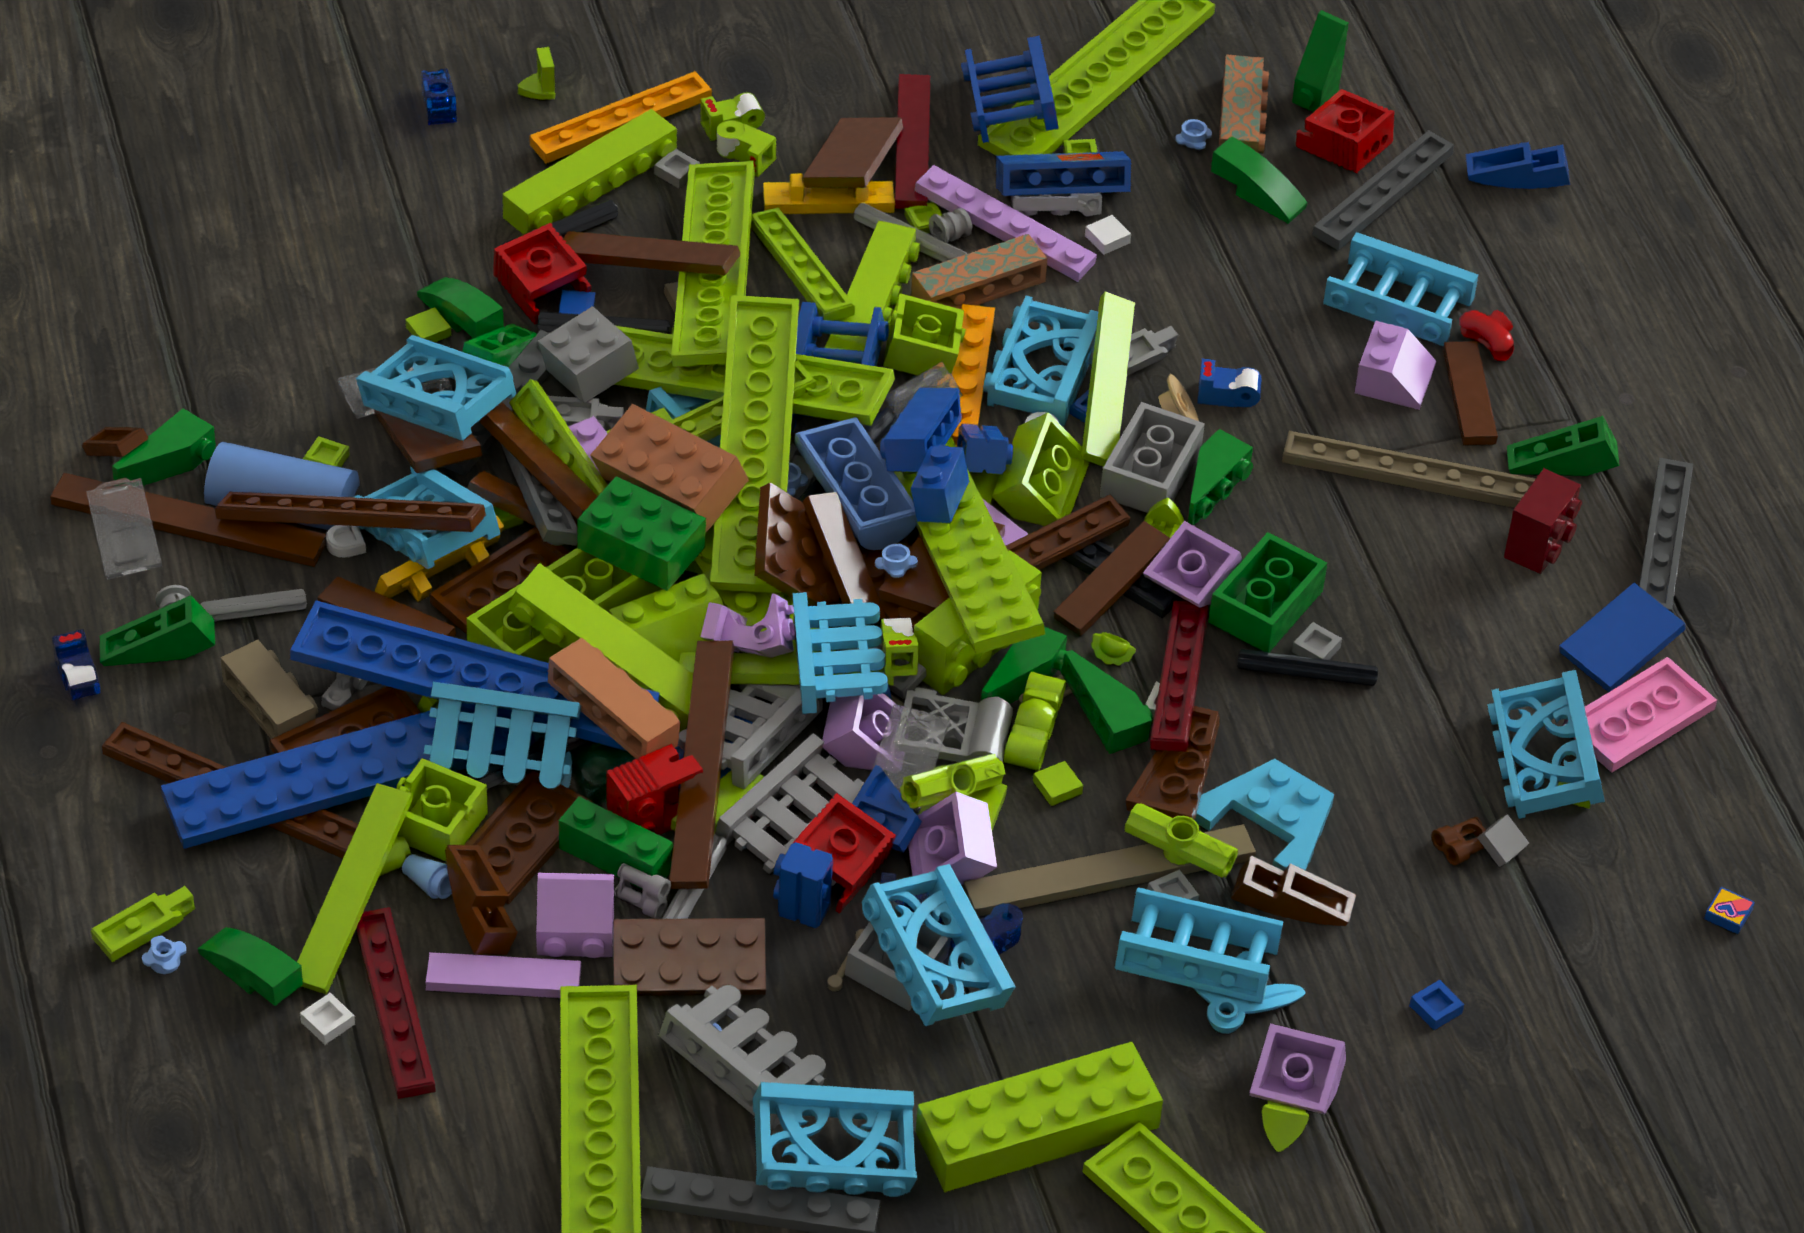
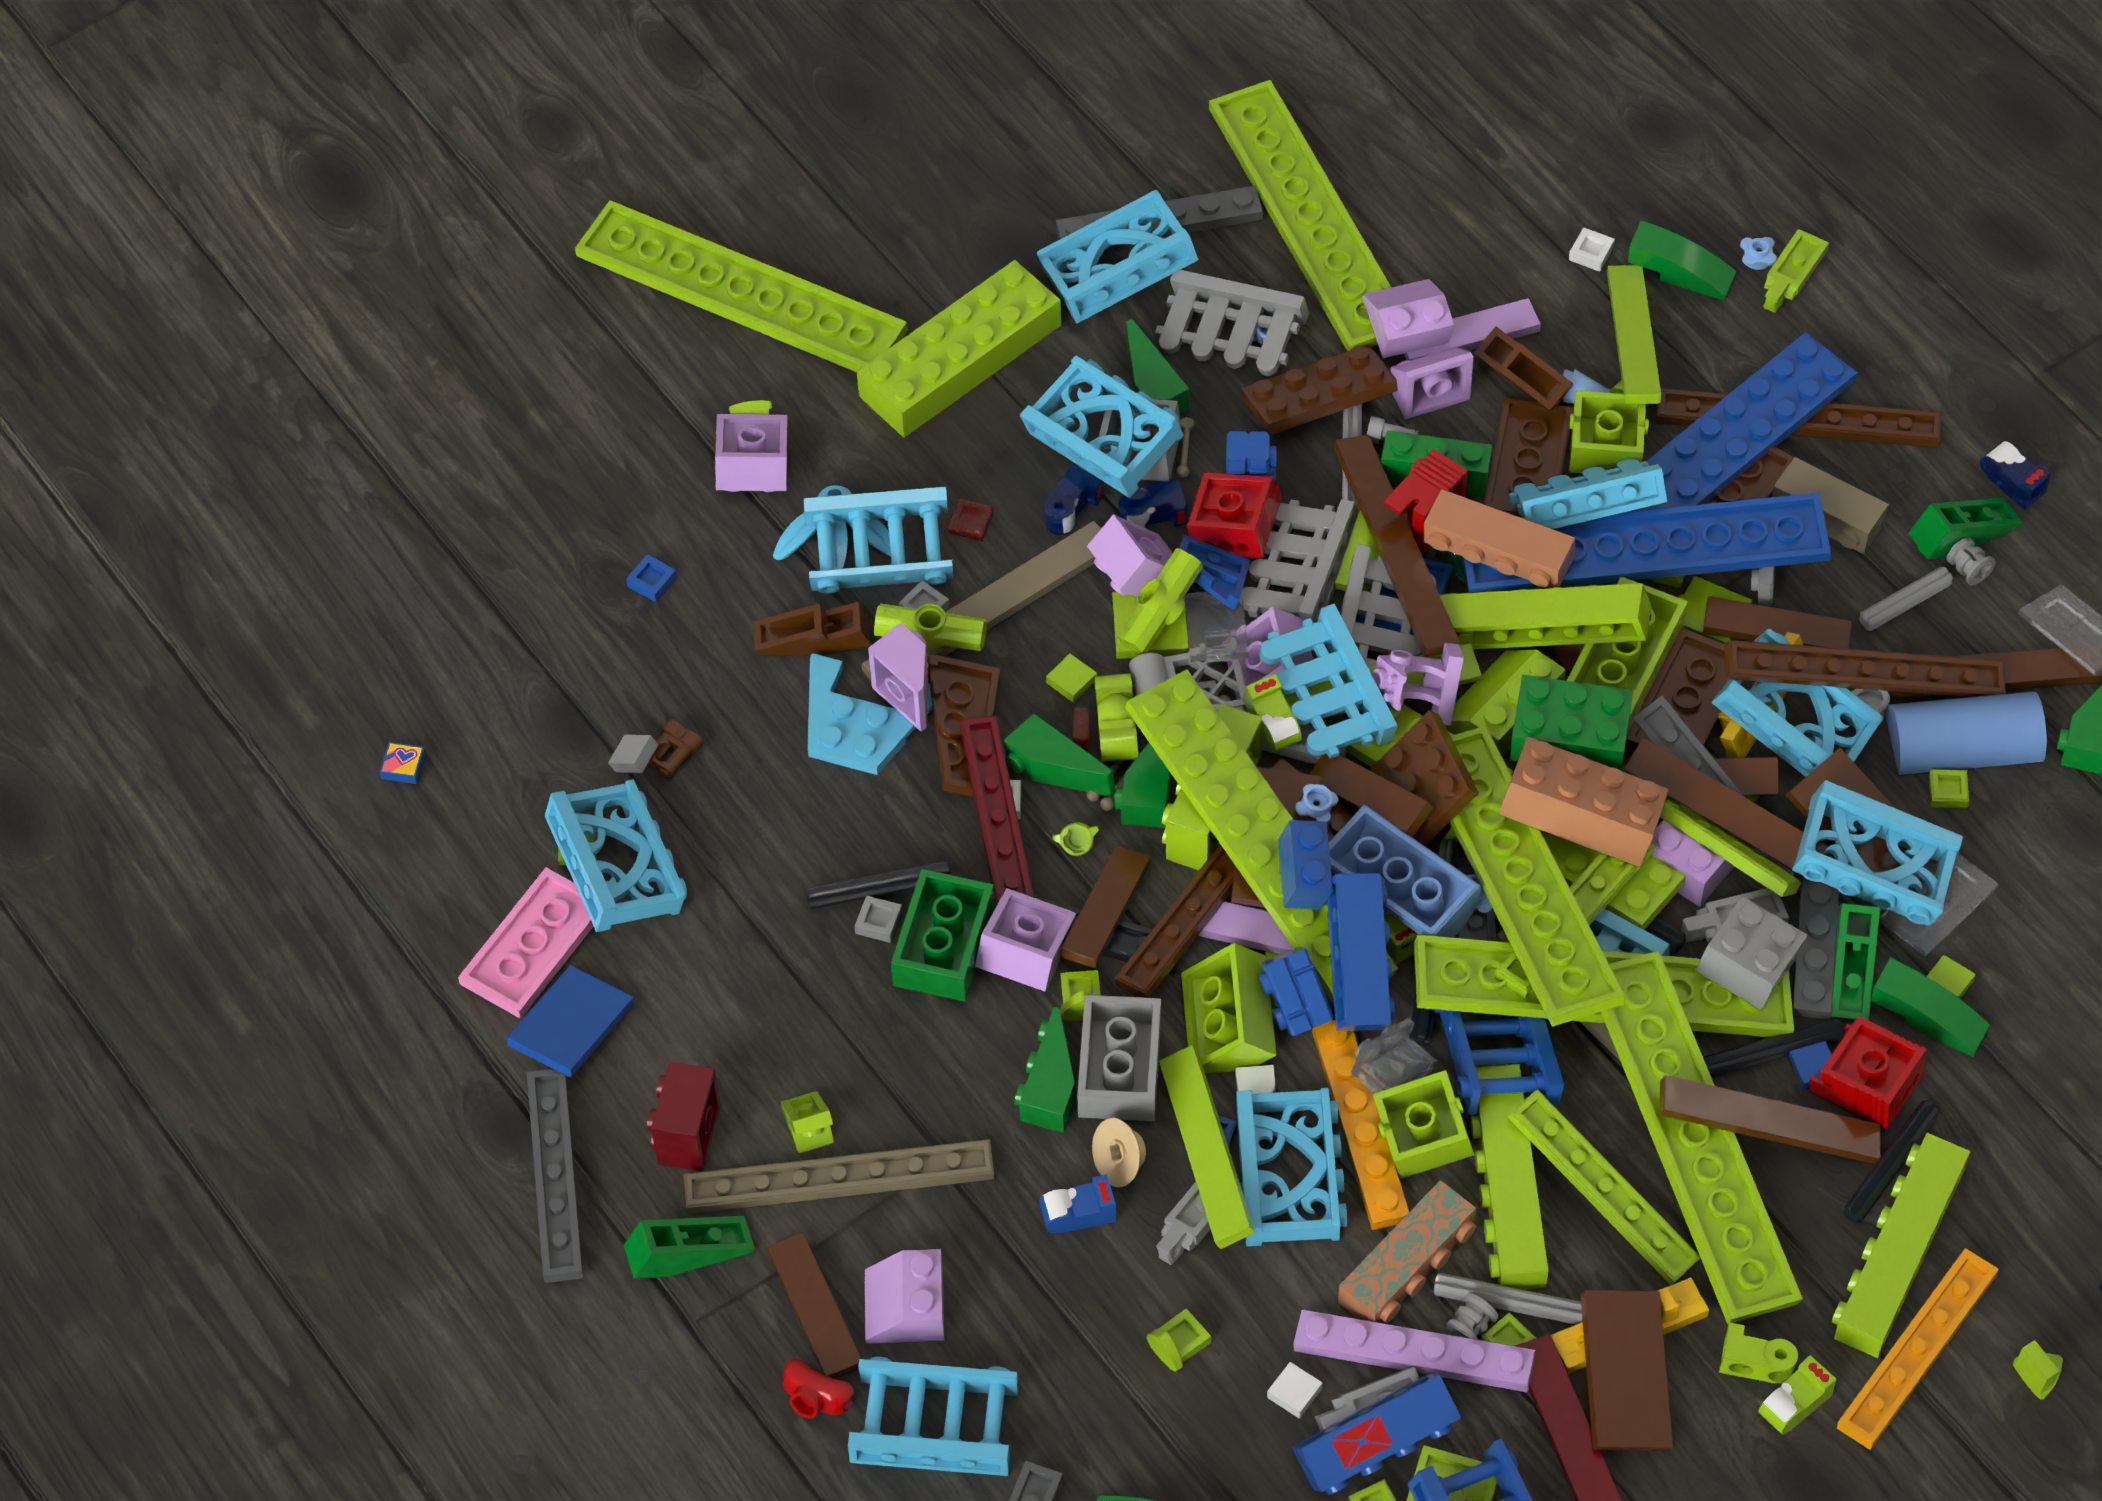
camera: 165 degrees right, 10 degrees up
(394, 1004) = (1546, 281): dark red tile -> none
(566, 972) = (1409, 317): none -> lavender slope
(674, 168) = (1817, 1304): light grey tile -> none
(852, 1014) = (1151, 371): none -> green slope
(1072, 723) = (1081, 728): none -> clear red tile
(1093, 958) = (970, 520): none -> clear red tile
(1186, 287) = (1178, 1340): none -> lime tile
(1228, 788) = (901, 673): none -> lavender slope
(1434, 504) = (808, 1121): none -> lime slope

